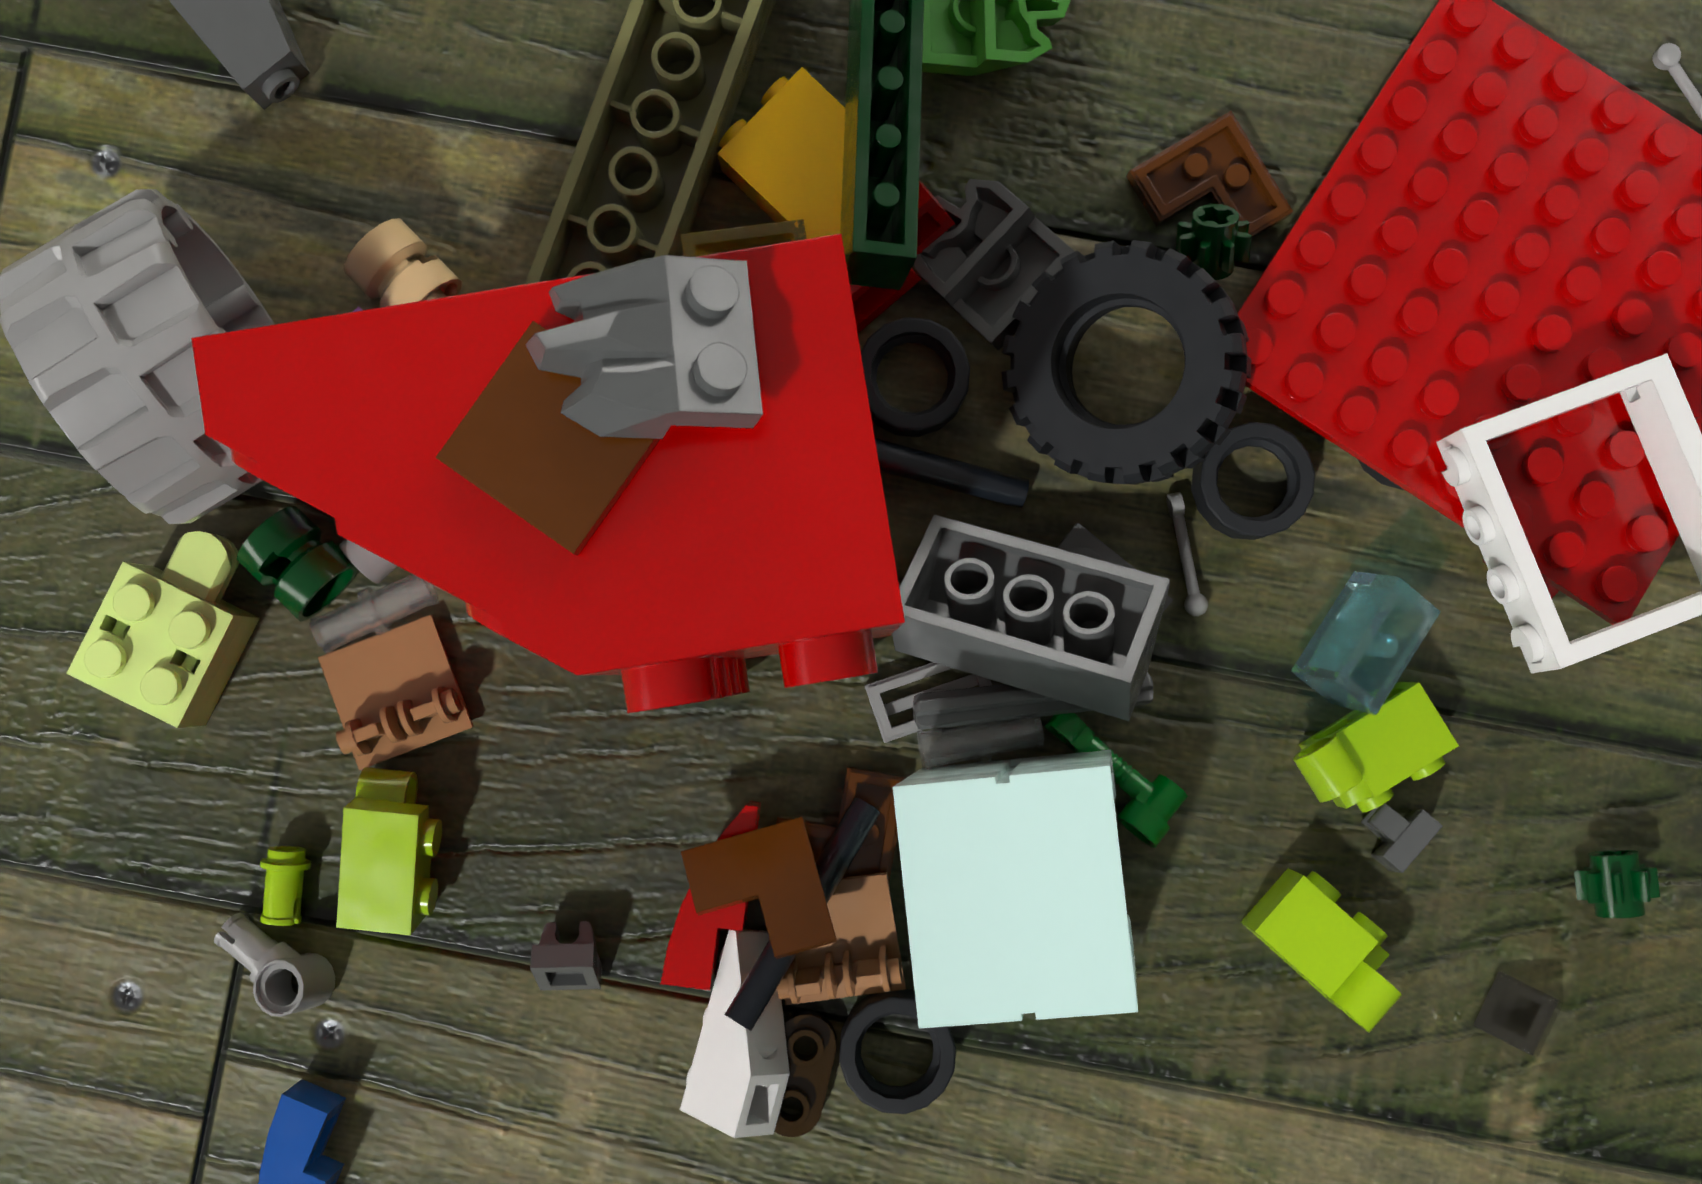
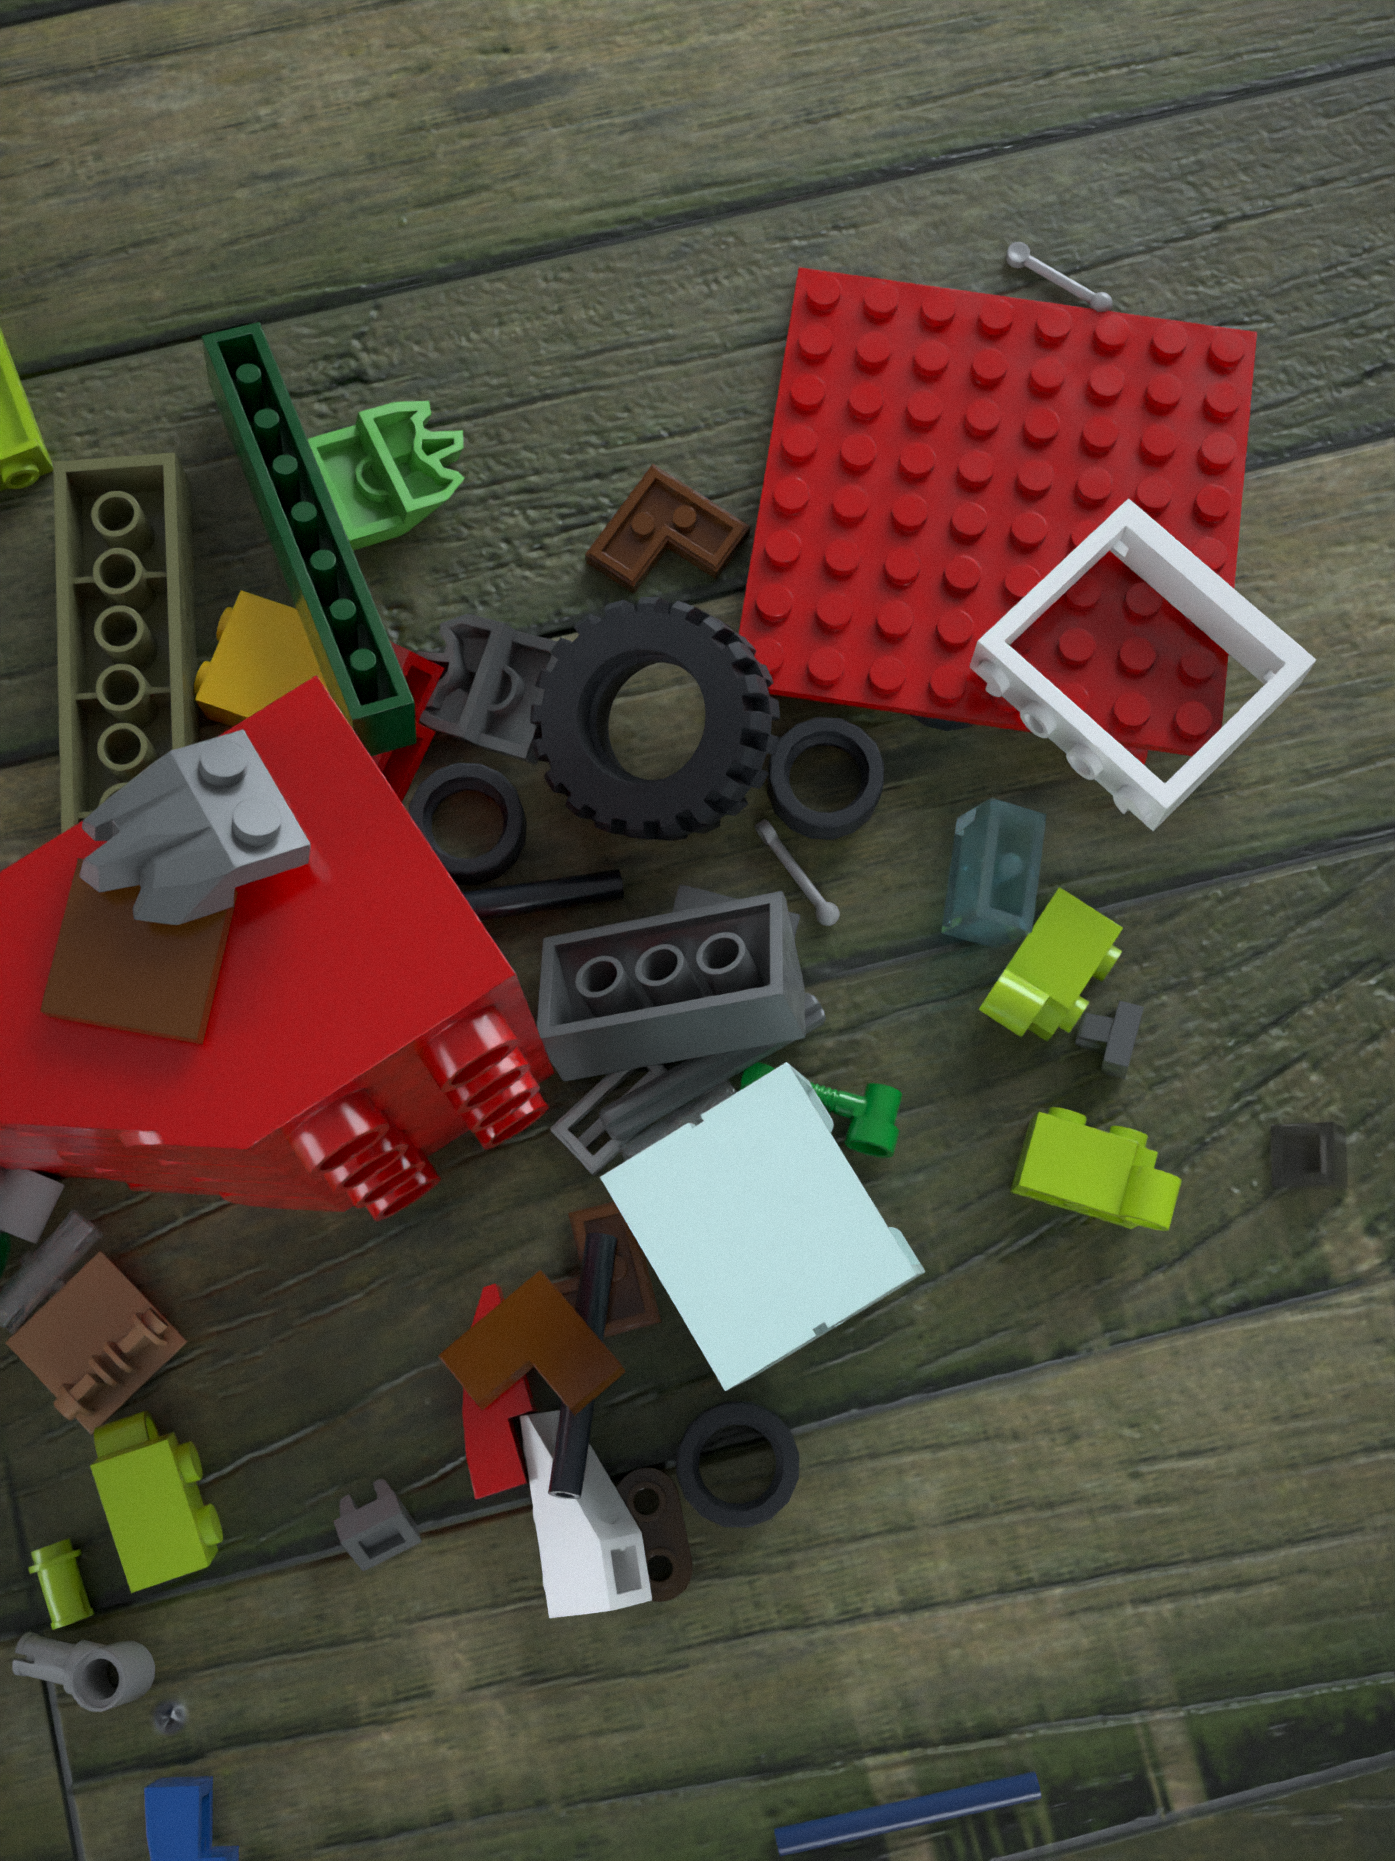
camera: 25 degrees left, 10 degrees down
(866, 948) = (655, 1392): medium nougat hinge -> none
(1215, 239) = (690, 578): dark green gear -> none
(1617, 883) = (1332, 990): dark green gear -> none

